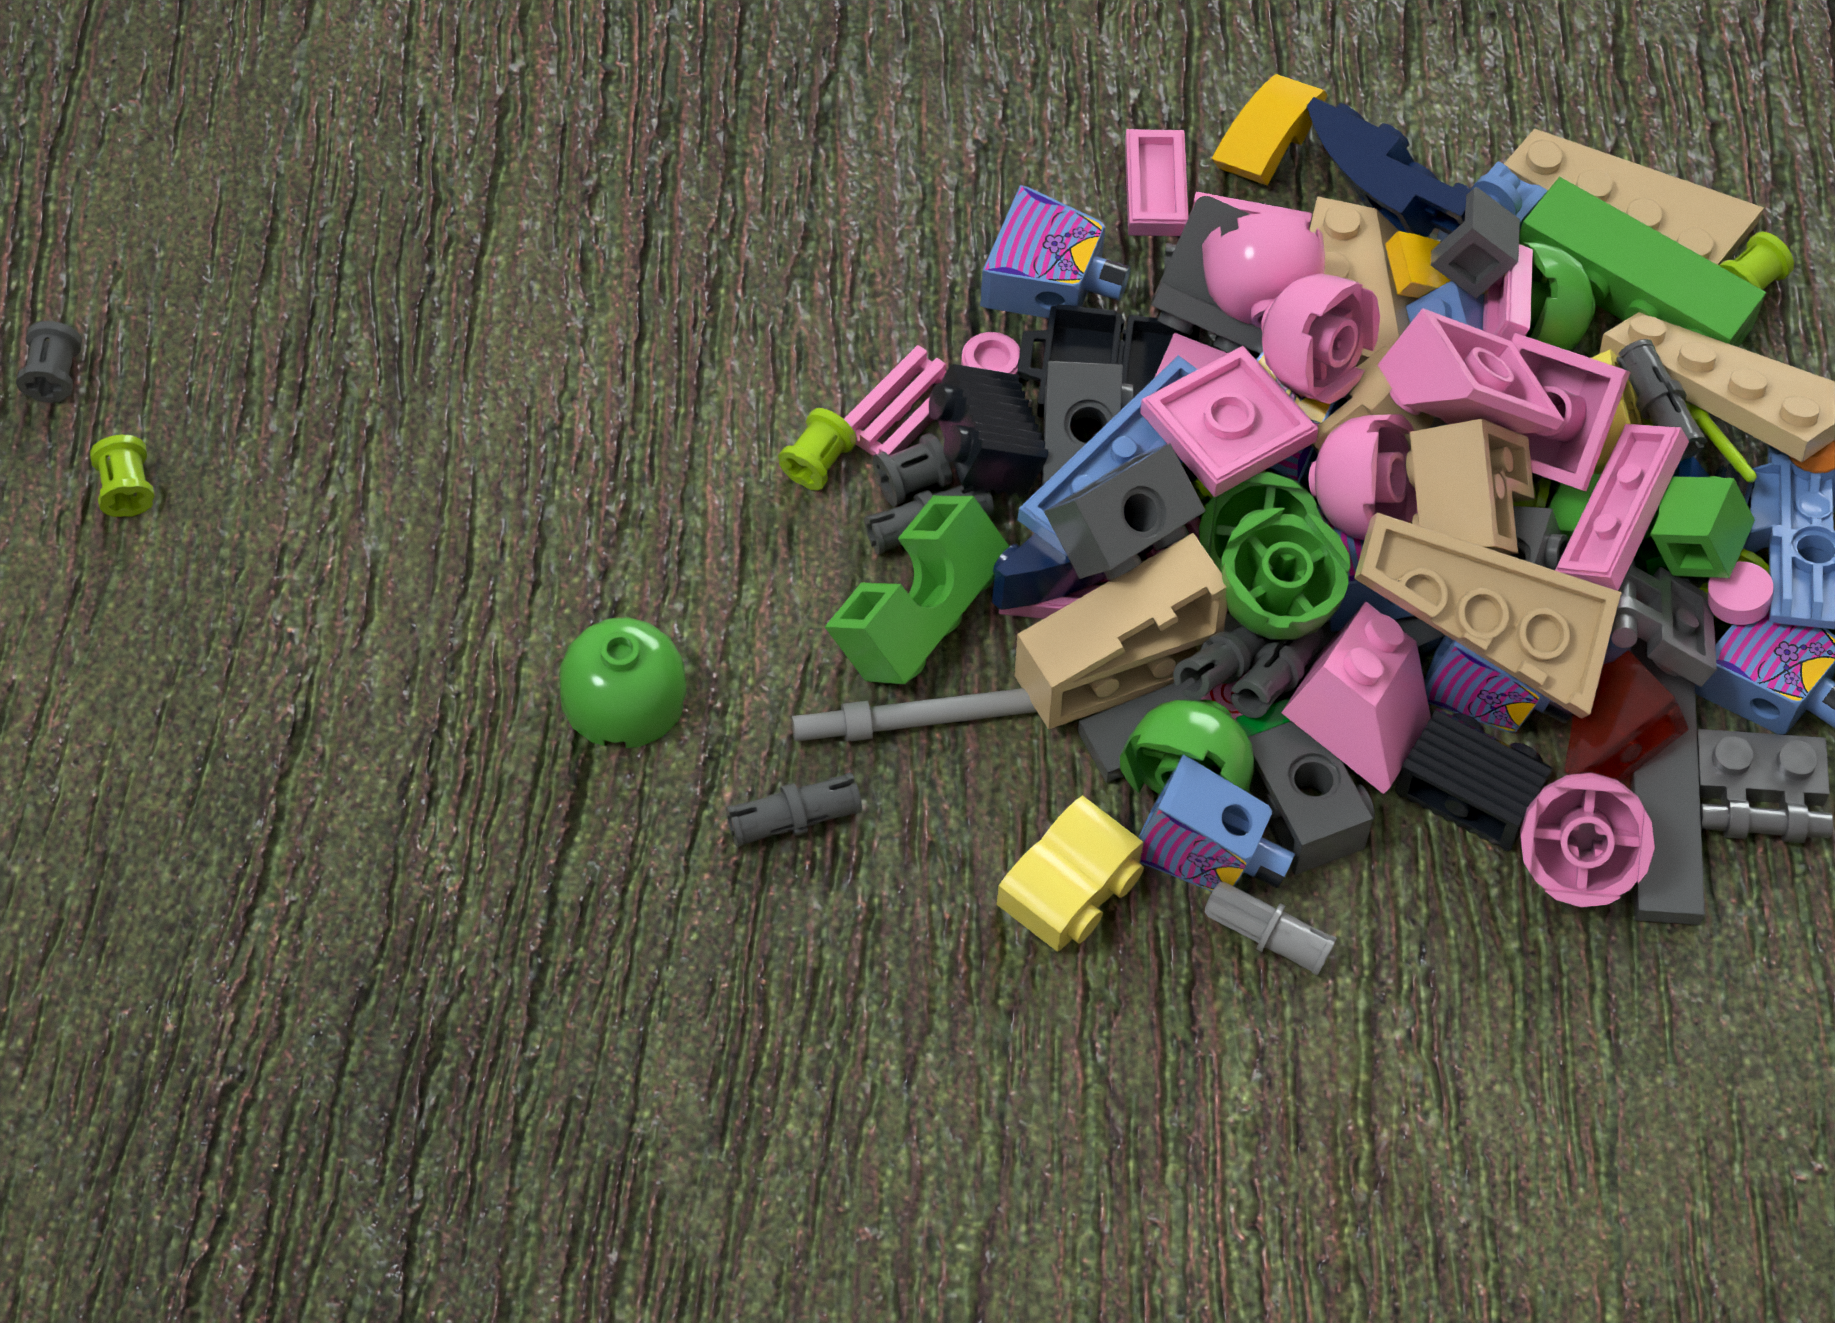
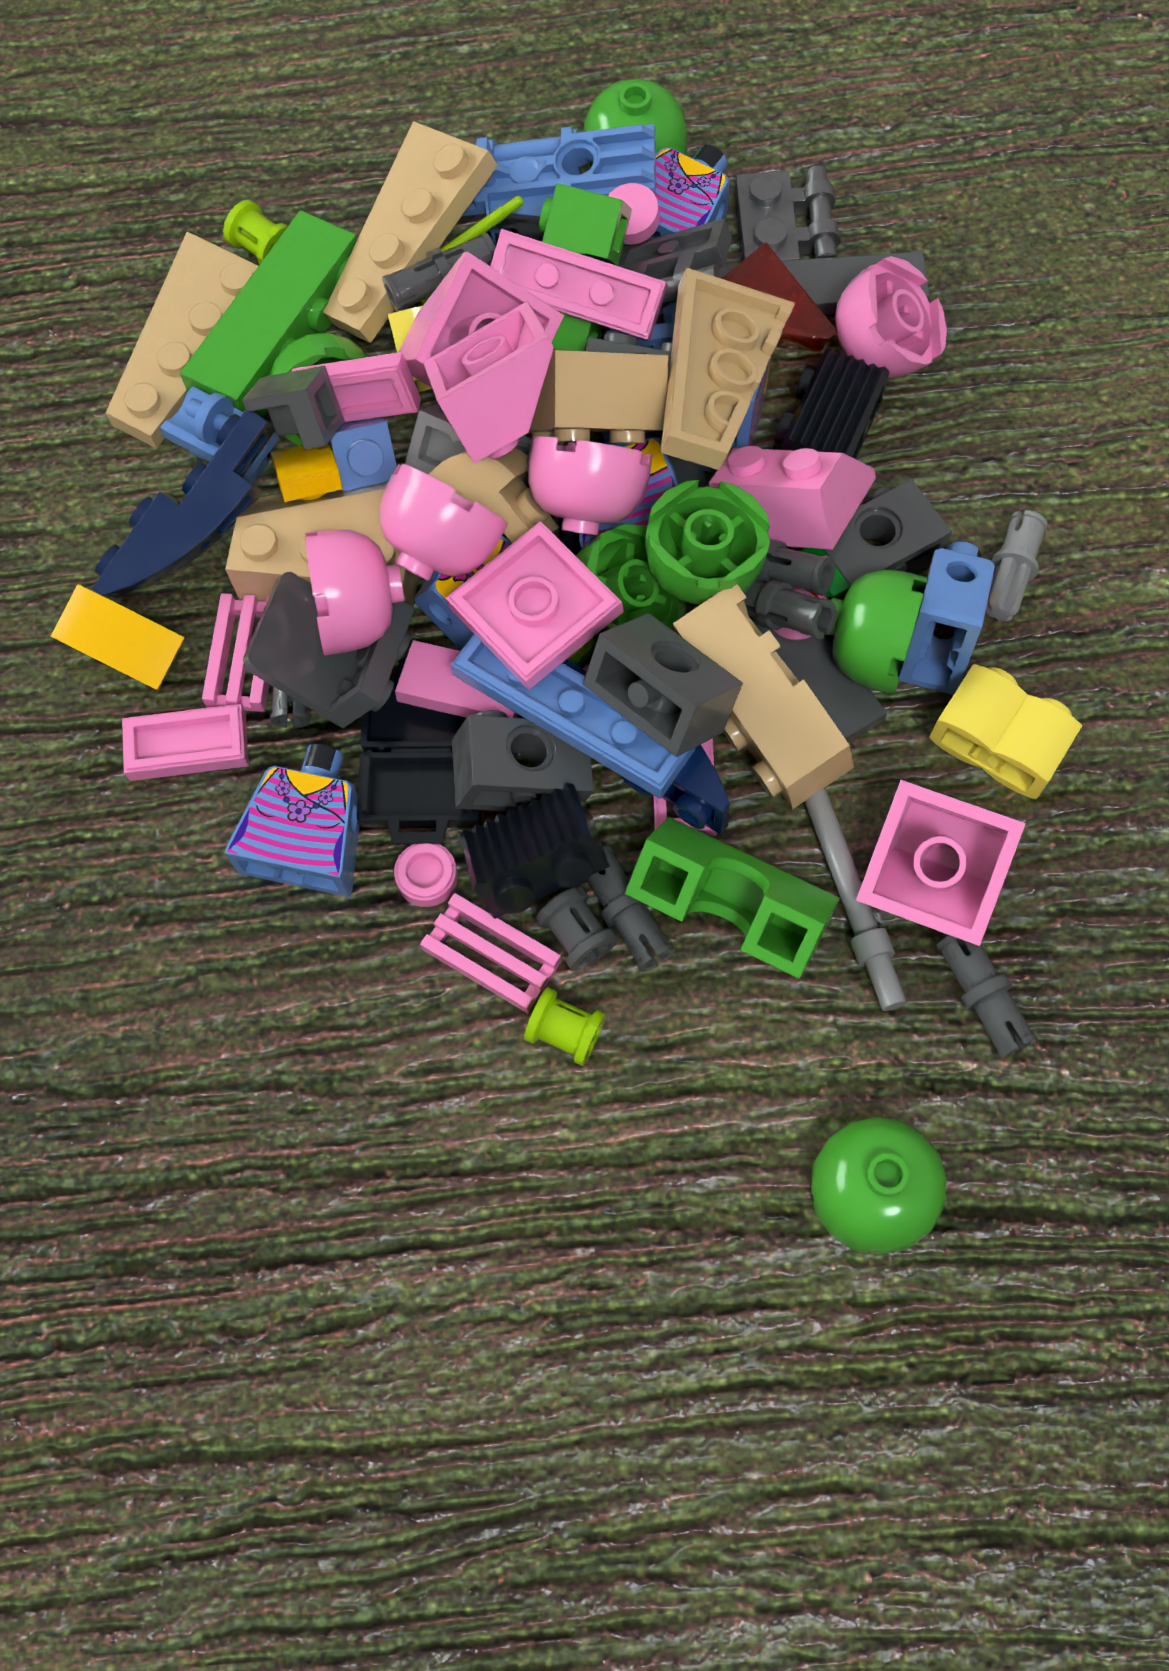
camera: 90 degrees left, 10 degrees up
(931, 778) = (940, 862): none -> bright pink slope

